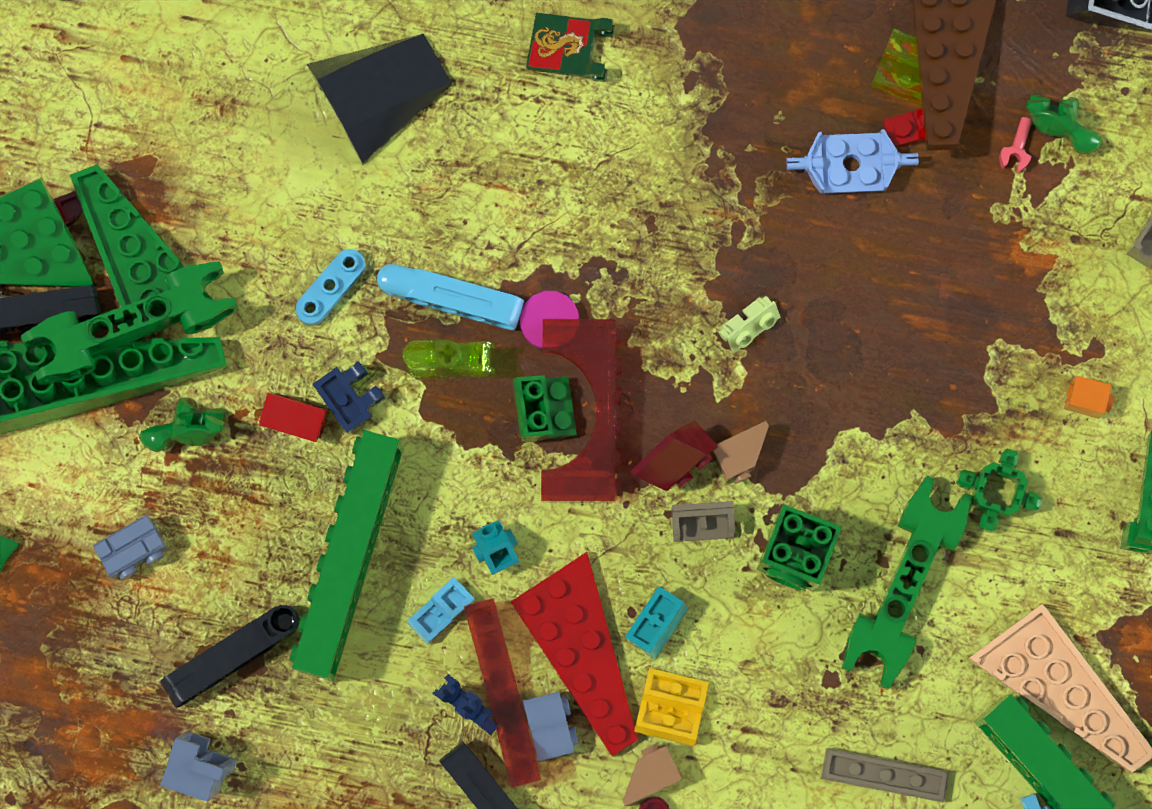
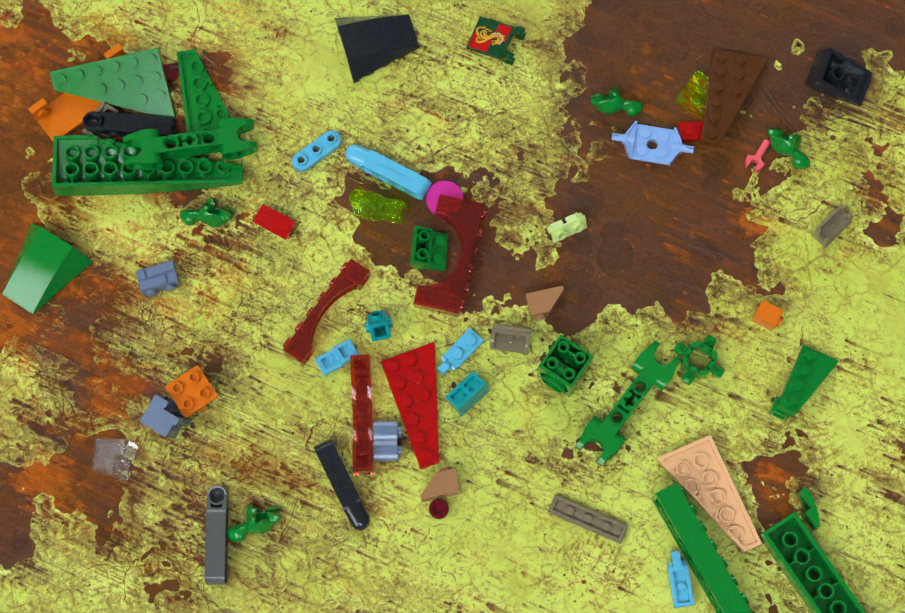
camera: 15 degrees right, 5 degrees down
(229, 718) = (191, 392): none -> orange bracket
(230, 655) = (202, 355): black piece -> none
(342, 399) = (307, 219): dark blue plate -> none
(347, 555) = (287, 310): green brick -> none
(434, 479) = (352, 277): none -> clear red arch
(466, 704) = (338, 415): dark blue plate -> none
(630, 557) = (460, 351): none -> medium azure hinge
(671, 707) = (464, 447): yellow slope -> none
(676, 457) = (501, 294): dark red slope -> none
(778, 109) = (614, 103): none -> green animal

